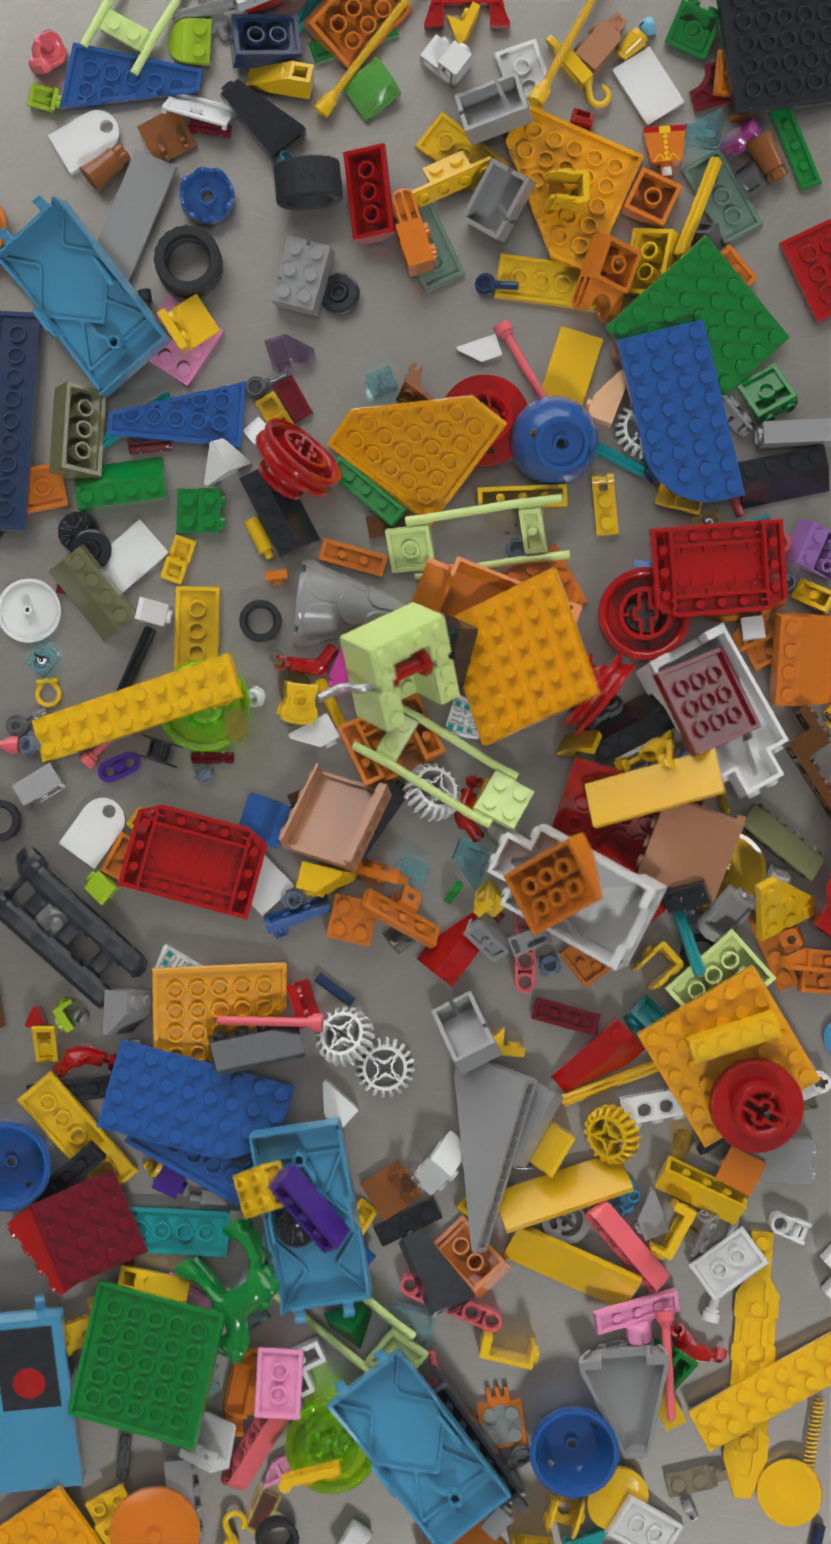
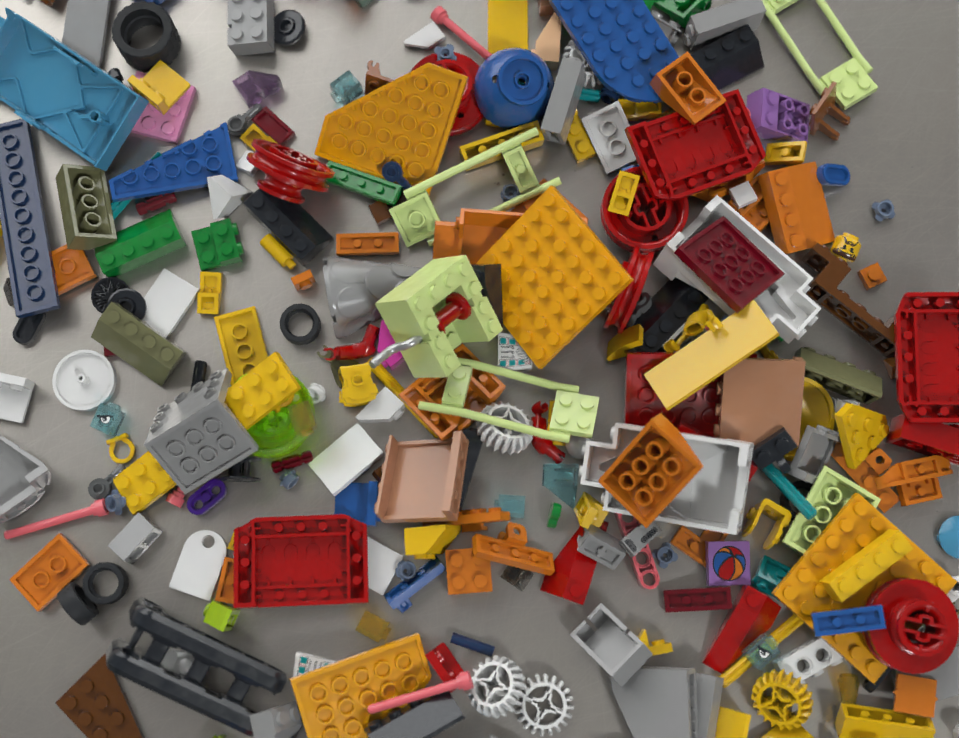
camera: 20 degrees left, 10 degrees down
(128, 705) = (199, 434): none -> light grey bracket
(153, 612) = (198, 345): white slope -> none
(245, 943) = (373, 626): none -> clear yellow brick
(266, 772) = (346, 459): none -> white tile
(401, 492) = (393, 172): none -> dark blue plate
(499, 377) = (448, 49): none -> sand blue plate
(600, 472) = (563, 100): none -> light grey brick
(607, 991) = (727, 563): none -> tile
(609, 1084) = (761, 651): none -> clear light blue brick
(627, 593) = (623, 193): none -> yellow slope
(636, 515) = (609, 138): none -> white plate
(696, 1082) = (848, 620): none -> blue hinge
(729, 505) = (687, 89): none -> orange slope

